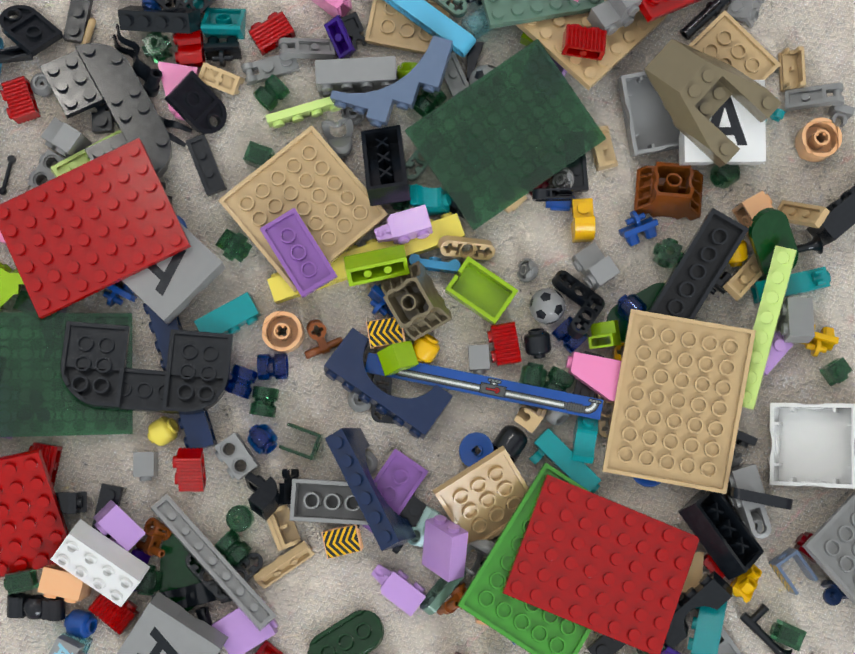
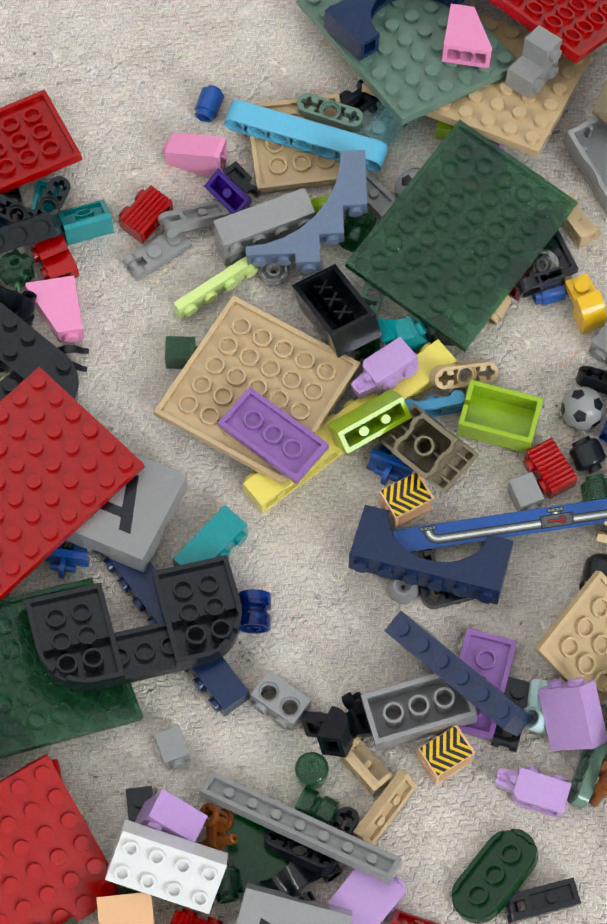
camera: 20 degrees left, 15 degrees down
(72, 502) = (102, 818): black brick -> none
(163, 431) = (179, 701): light yellow head -> none
(190, 470) = (231, 731): red brick -> none
(196, 104) = (89, 316): black tile -> none
(206, 165) = (120, 382): black plate -> none
(220, 79) = (104, 280): tan hinge -> none
(222, 51) = (94, 251): black hips -> none
(234, 245) = (189, 459): clear green brick -> none
(262, 439) = (304, 670): clear blue head -> none
(264, 401) = (290, 625): clear green wheel -> none
(271, 331) = (281, 524): light nougat brick -> none
(273, 90) = (170, 276): clear green wheel -> none
(280, 366) = (293, 577): clear blue wheel -> none
(315, 448) = (353, 642): clear green piece -> none
(323, 346) = (328, 531): dark orange piece -> none
(341, 145) = (275, 306): light grey piece -> none
(397, 357) = (431, 520): lime piece -> none
(426, 348) = (458, 503): yellow head -> none
(472, 57) = (389, 171): black piece -> none
(472, 442) = (555, 591): blue piece -> none
(527, 270) = (543, 378): light grey plate -> none
(584, 42) = (513, 106): red brick -> none

